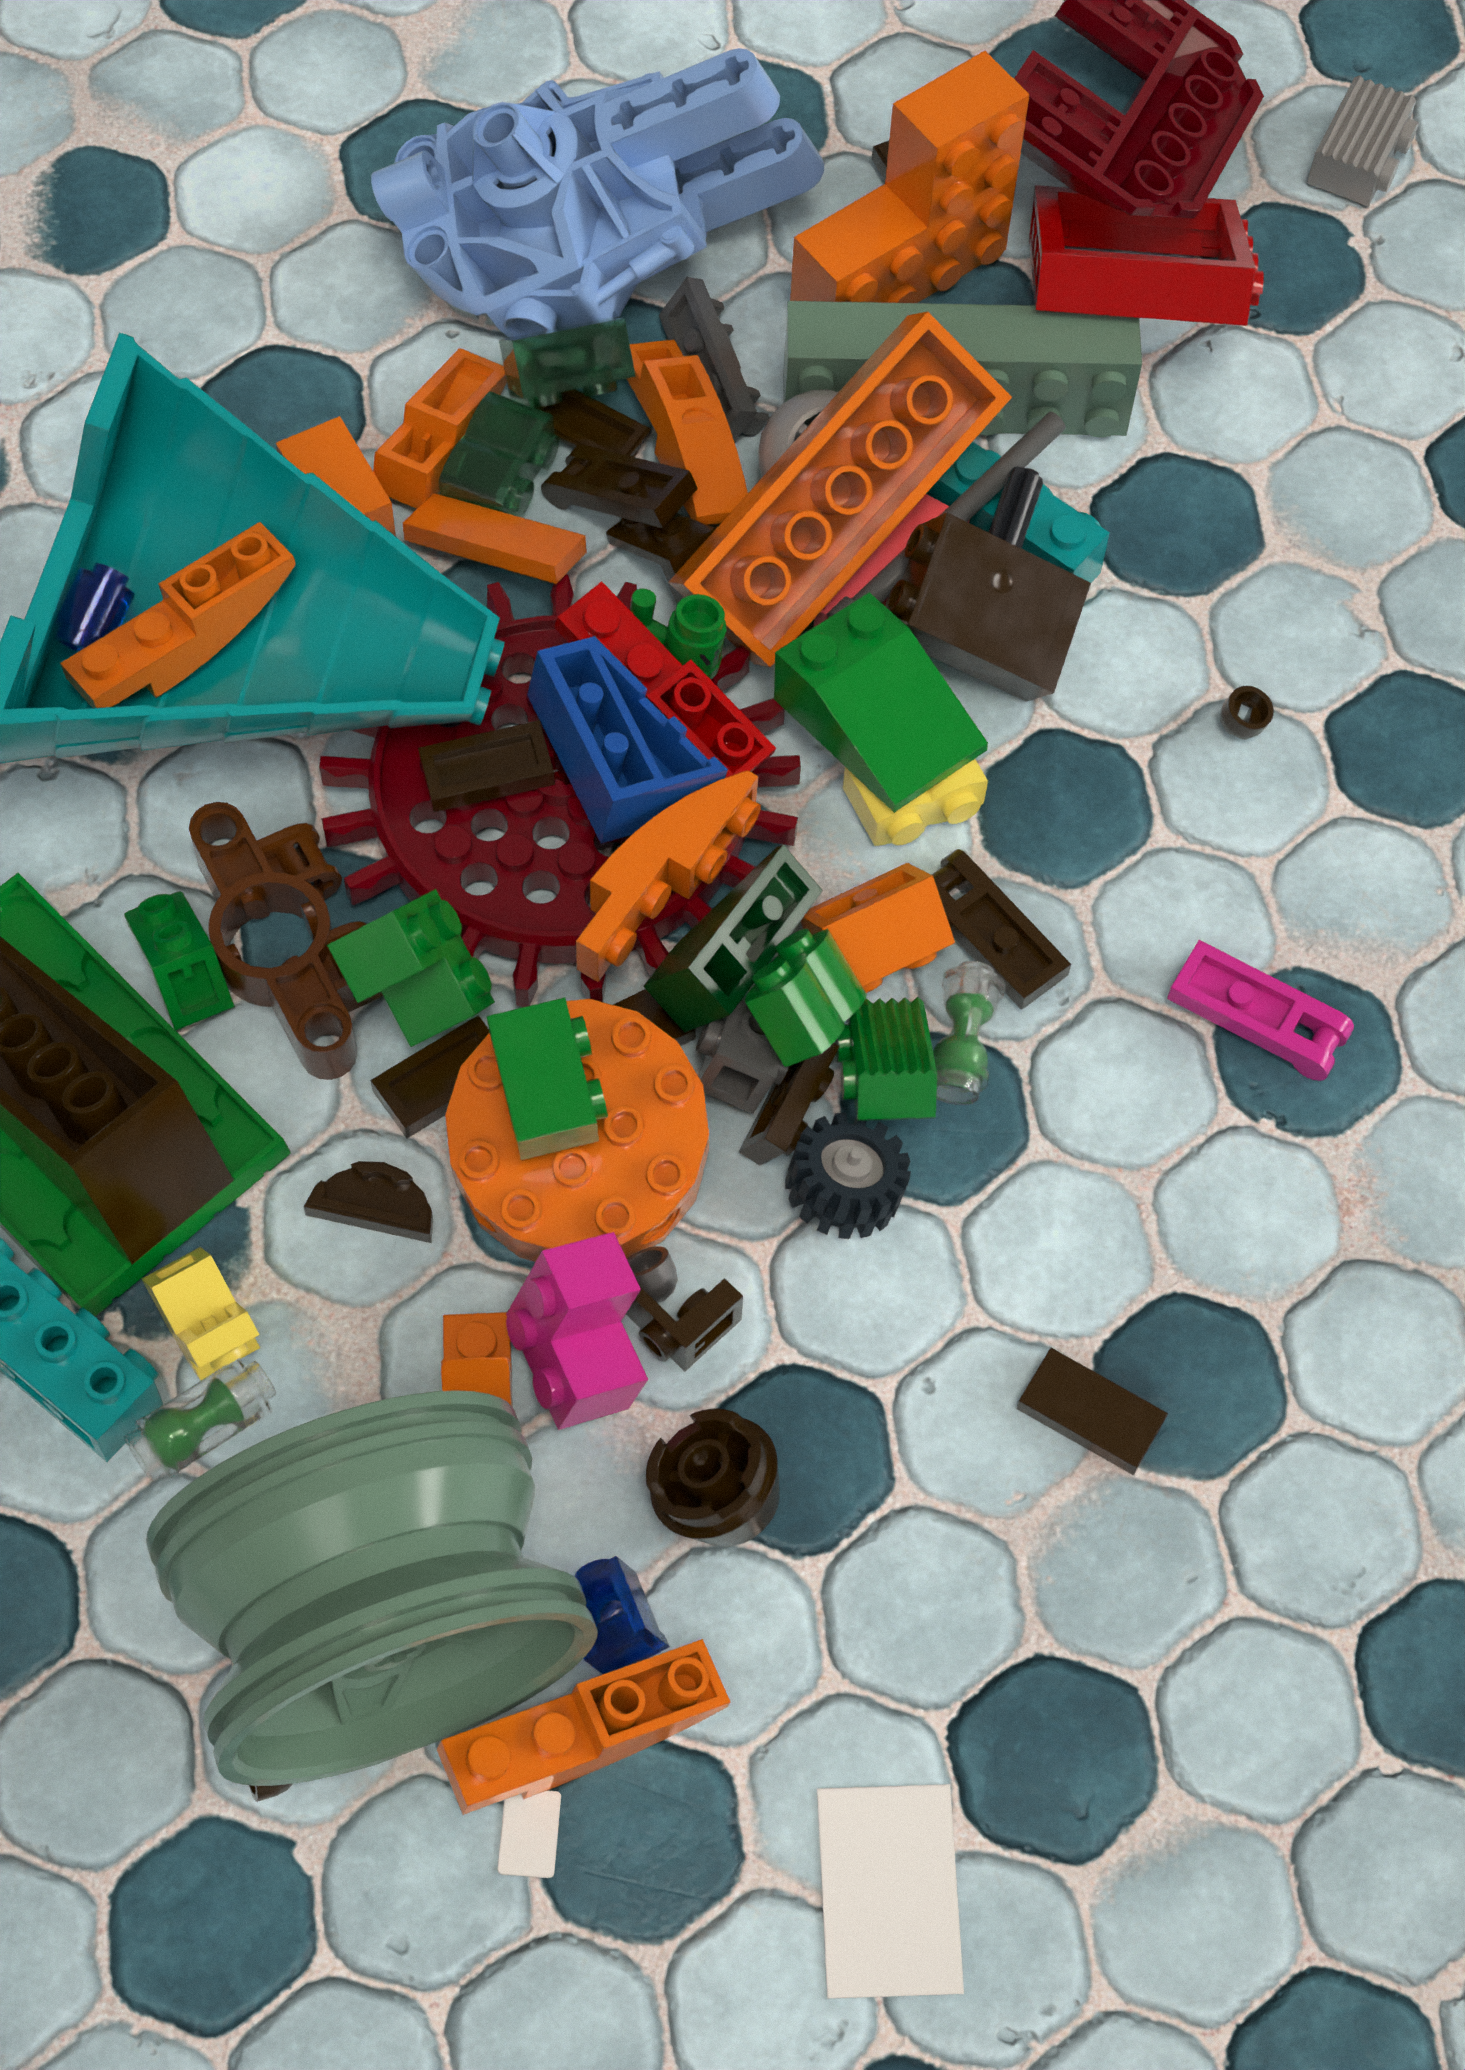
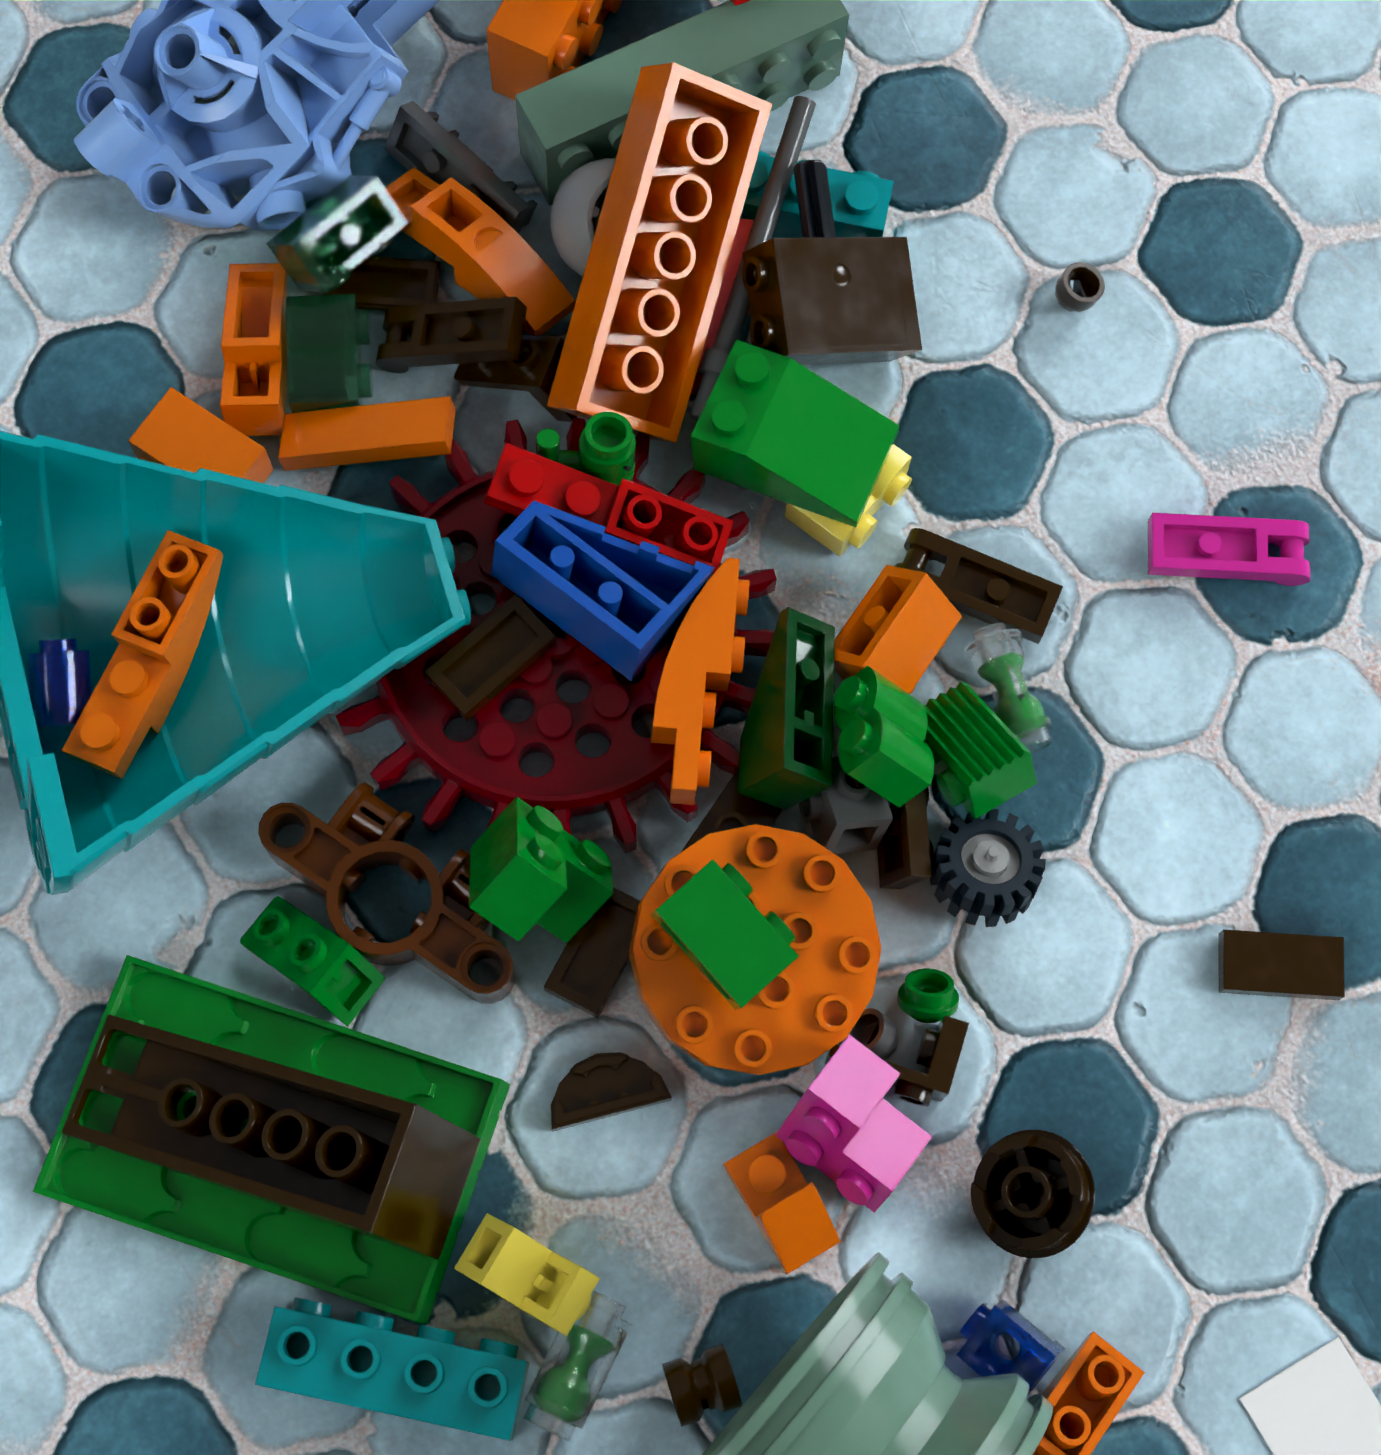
camera: 30 degrees left, 10 degrees up
(724, 1258) = (928, 995): none -> green plate

